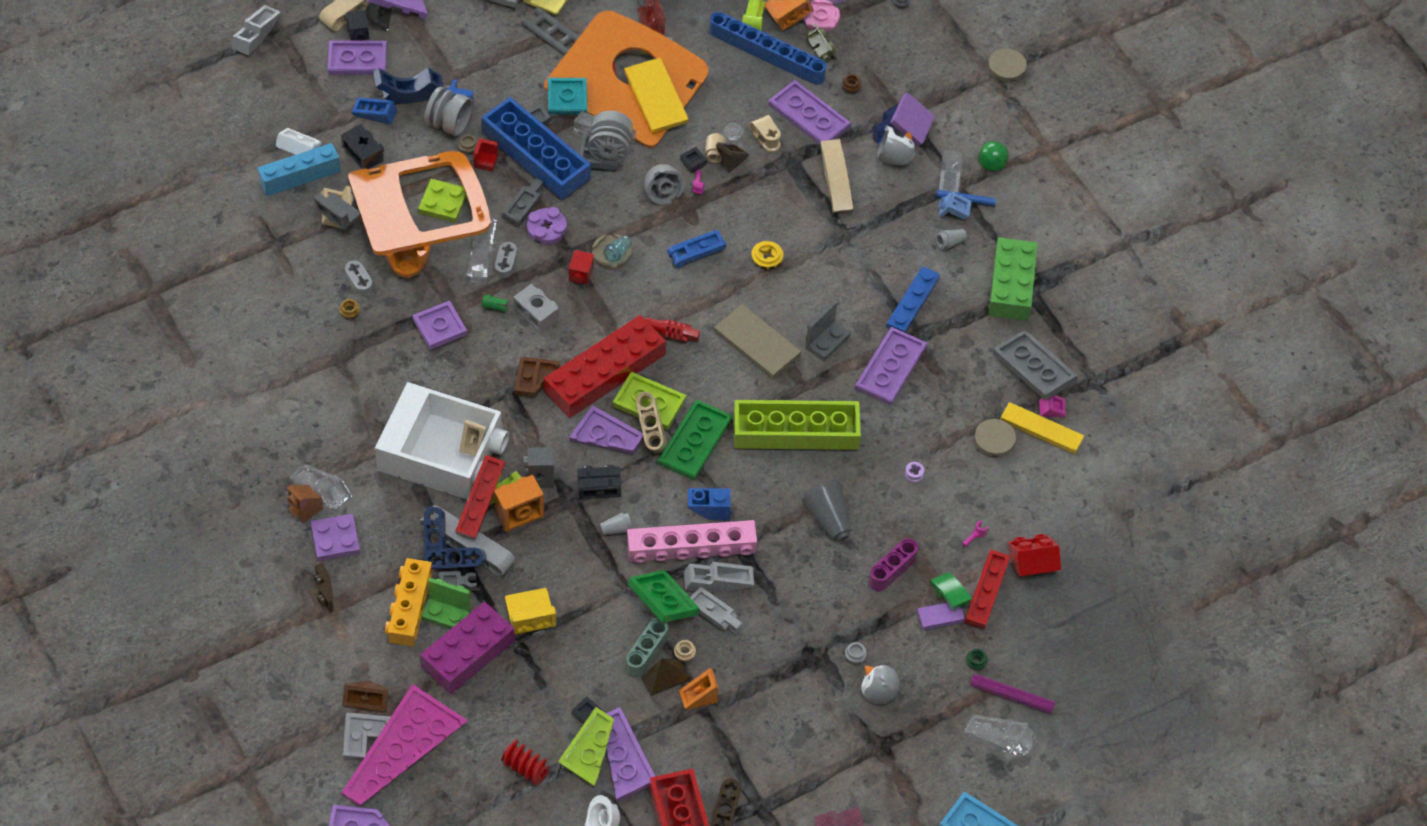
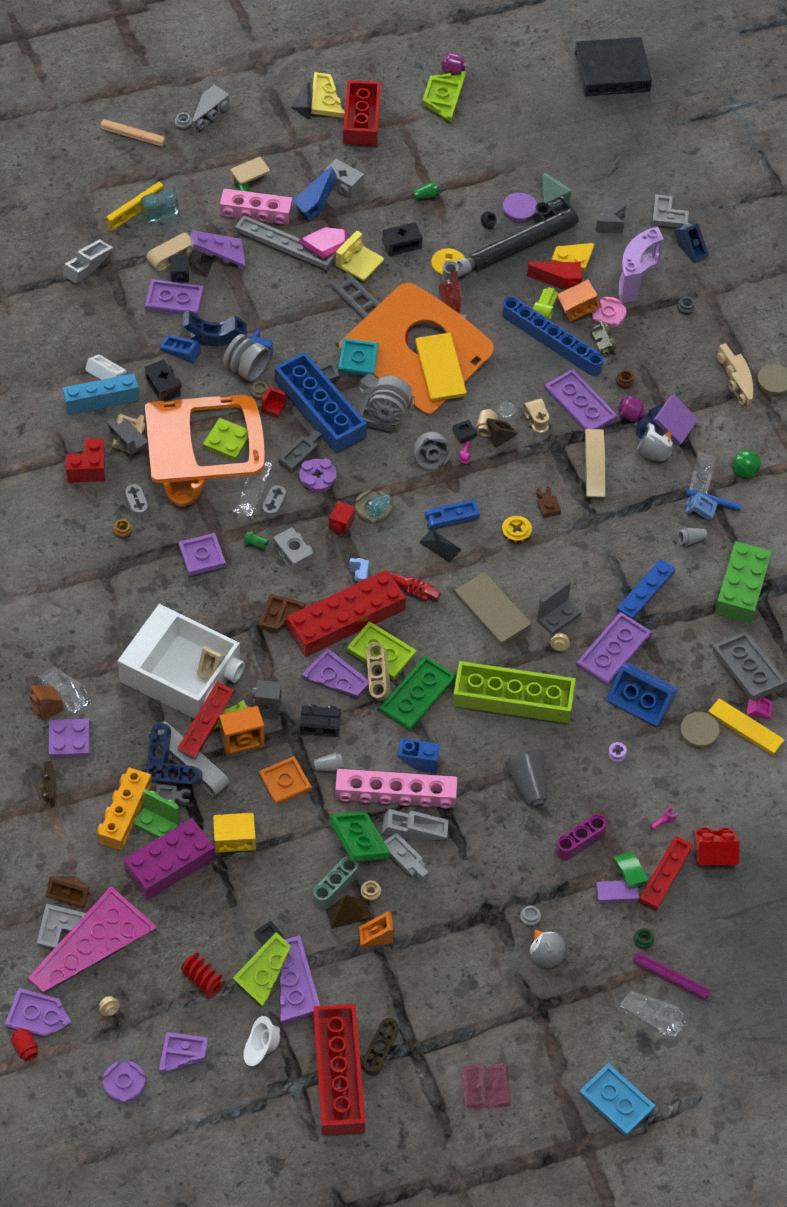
camera: 10 degrees right, 0 degrees up
(301, 247) = (87, 466): none -> red brick
(432, 809) = (109, 1006): none -> tan plate
(573, 550) = (285, 780): none -> orange tile
(611, 317) = (360, 567): none -> light blue bracket
(690, 283) = (440, 546): none -> black slope
(794, 226) = (547, 505): none -> reddish brown plate
(834, 366) = (560, 642): none -> tan plate
(864, 114) = (631, 409): none -> magenta head
(929, 408) = (642, 694): none -> blue slope
(971, 65) = (739, 373): none -> tan slope

